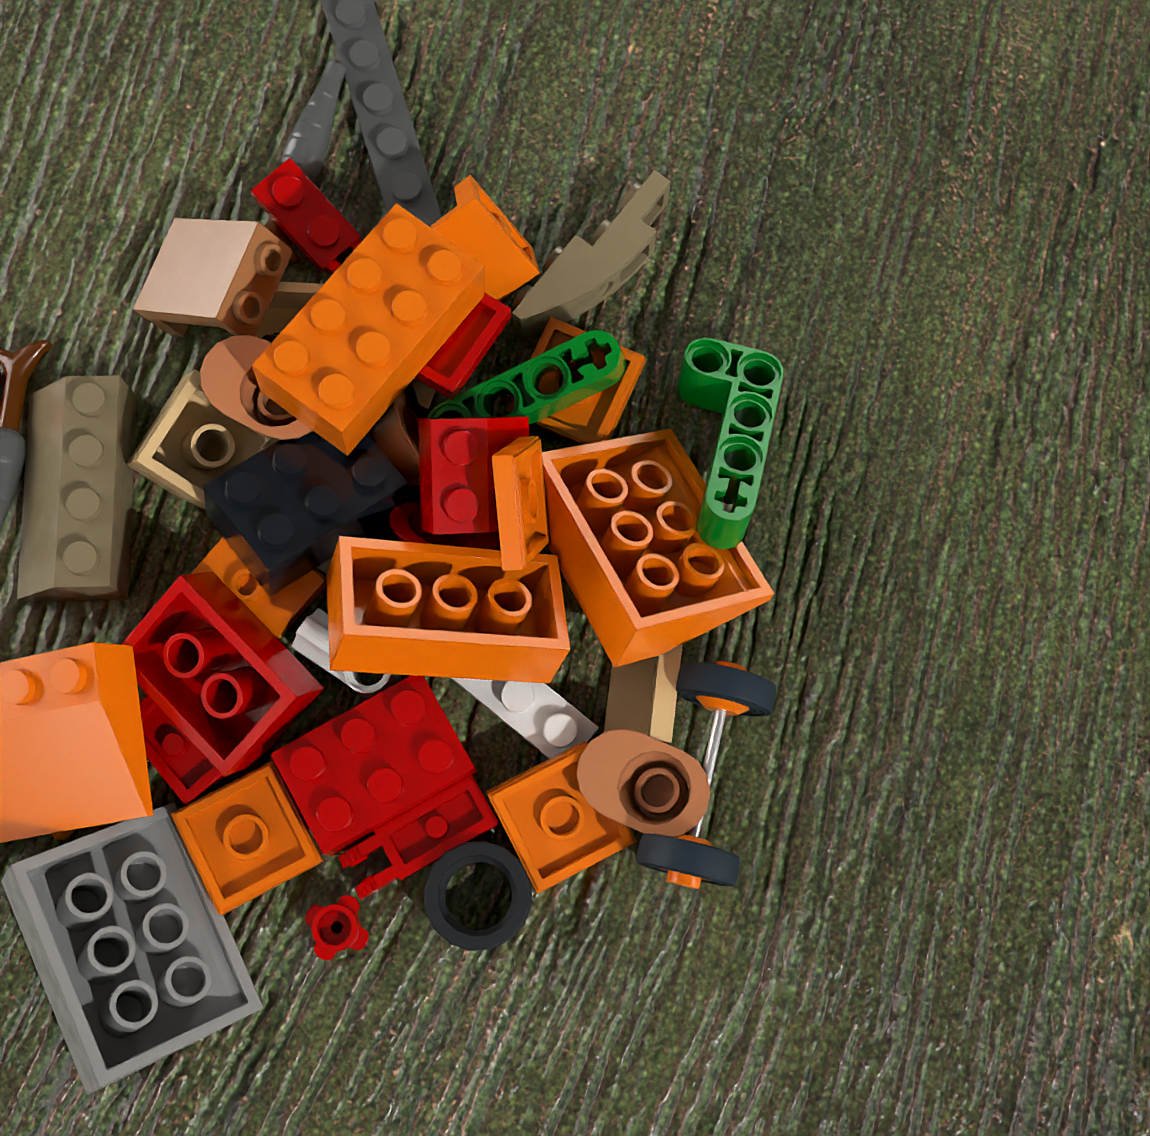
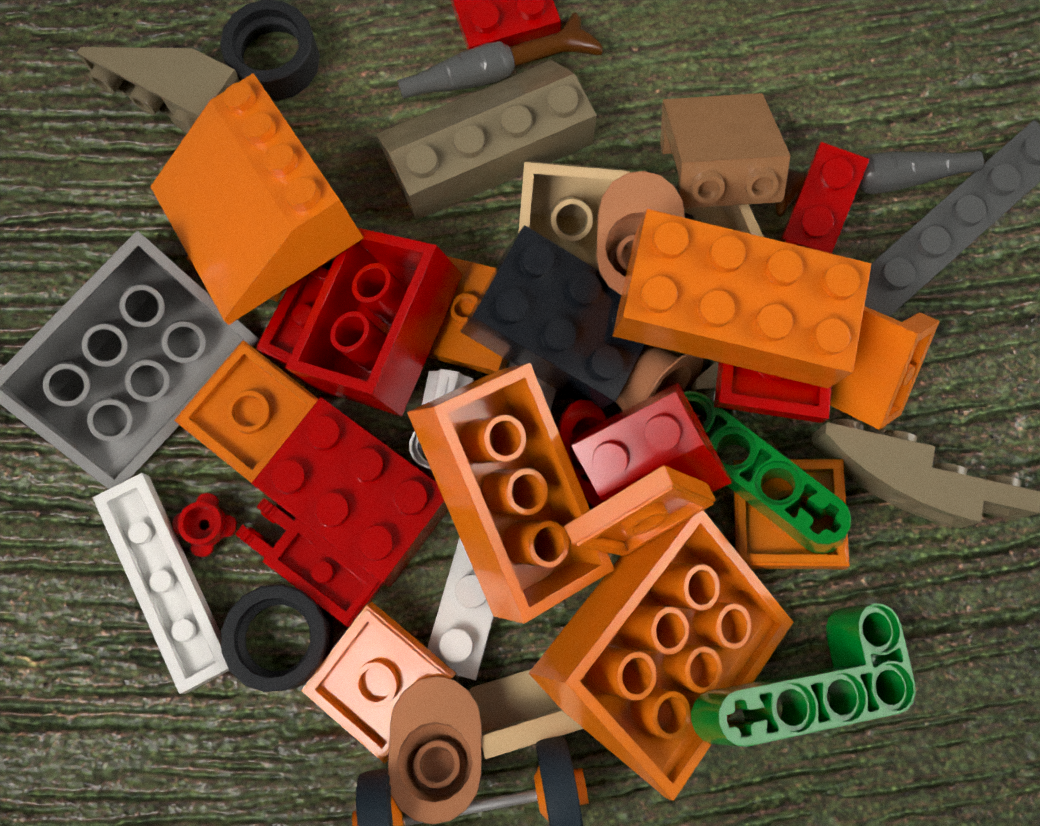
camera: 70 degrees right, 0 degrees up
(373, 987) = (163, 582): none -> white plate

